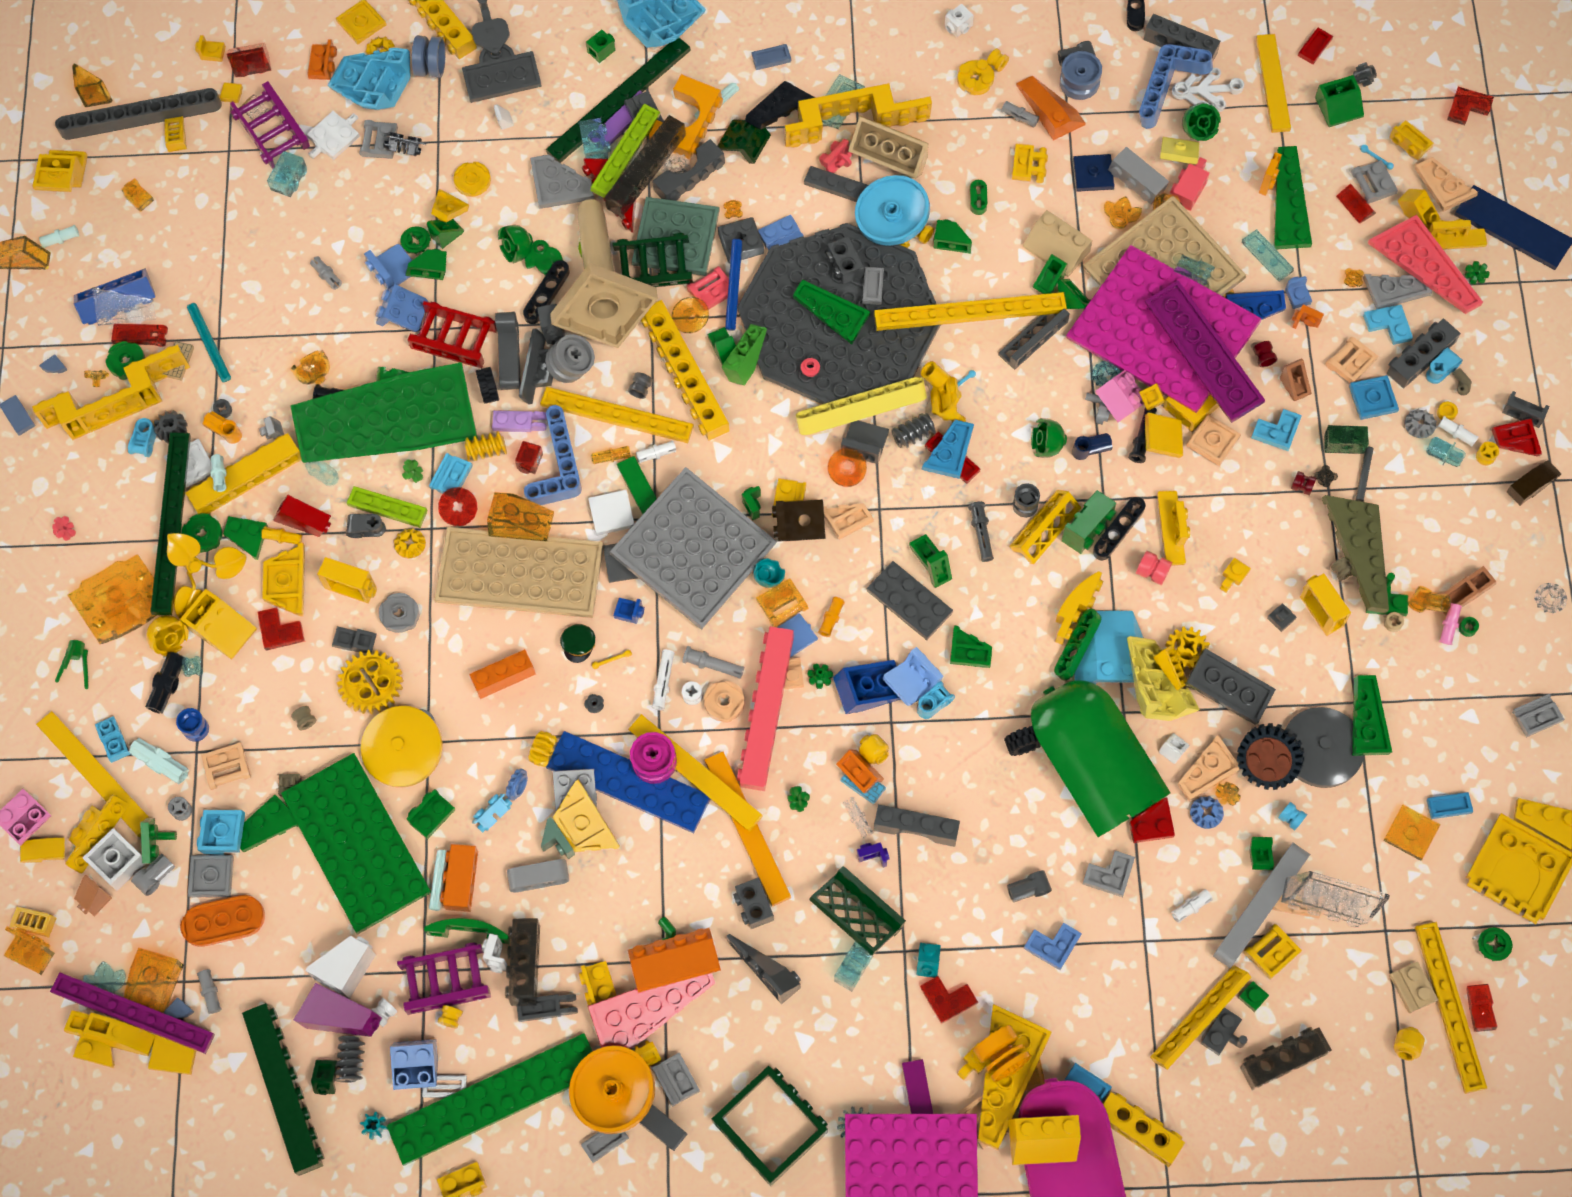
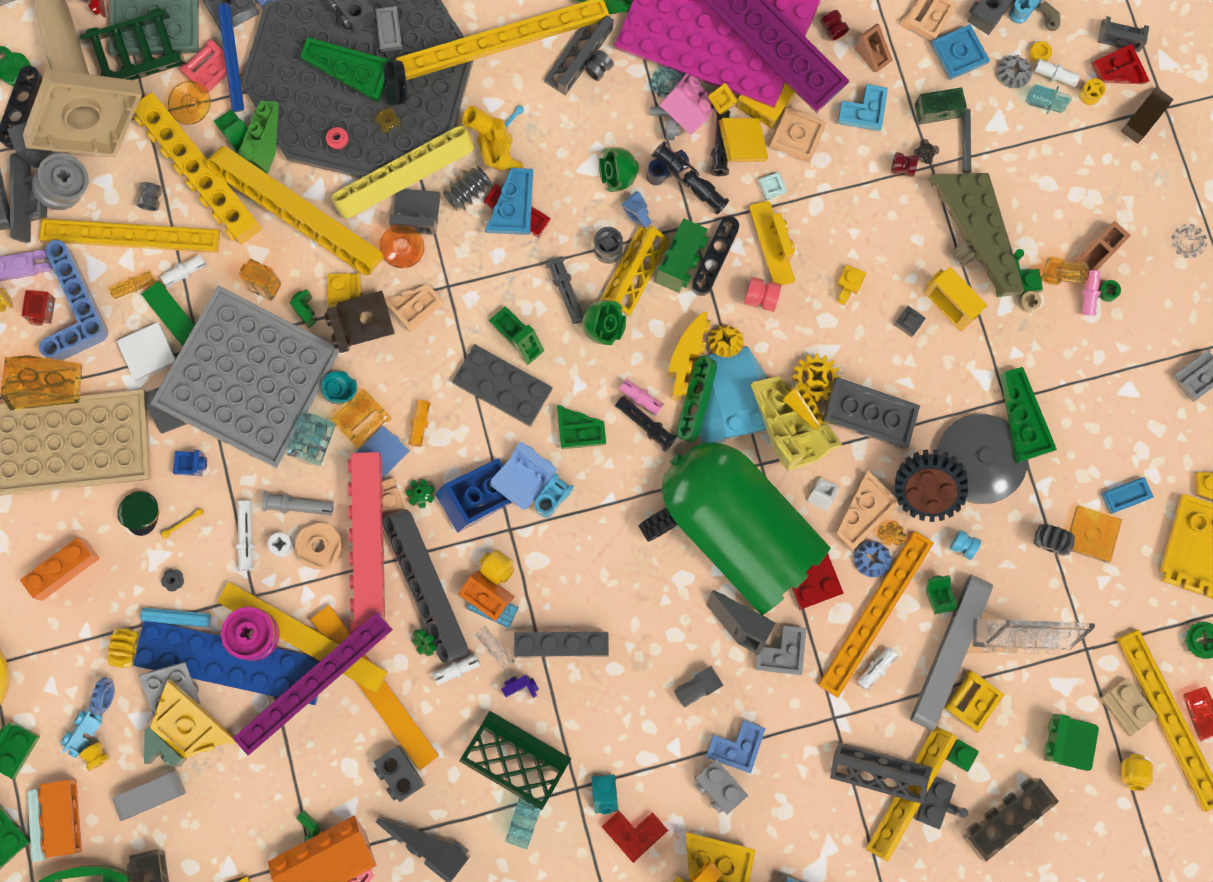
camera: 20 degrees left, 10 degrees up
(499, 833) = (94, 756): none -> yellow wheel
(591, 735) = (175, 617): none -> medium azure axle
(697, 810) = (313, 683): none -> magenta plate
(721, 470) = (260, 279): none -> clear yellow brick
(739, 612) = (316, 441): none -> clear light blue brick
(762, 420) = (294, 210): none -> yellow beam
(809, 751) = (425, 585): none -> dark grey beam
(821, 827) = (456, 669): none -> white pin
(856, 355) = (381, 118): none -> clear yellow plate
(870, 332) = (395, 83): none -> black piece
(1009, 563) = (604, 322): none -> green cylinder
(1029, 633) = (641, 396): none -> bright pink pin
(1031, 974) = (721, 787): none -> light grey bracket
(1036, 662) = (653, 432): none -> black pin
(1049, 349) = (599, 65): none -> flat silver wheel
(1057, 475) = (636, 209): none -> medium blue bracket
(1078, 839) = (742, 623): none -> dark grey slope
(1108, 606) = (722, 348): none -> yellow gear
(1117, 467) = (702, 188): none -> black piece
(1179, 985) = (881, 767): none -> dark grey fence
(1181, 479) = (772, 186): none -> light aqua tile
(1200, 859) = (875, 614): none -> light orange tile
(1354, 1005) = (1071, 742): none -> green bracket
(1373, 827) = (1054, 539): none -> dark grey gear

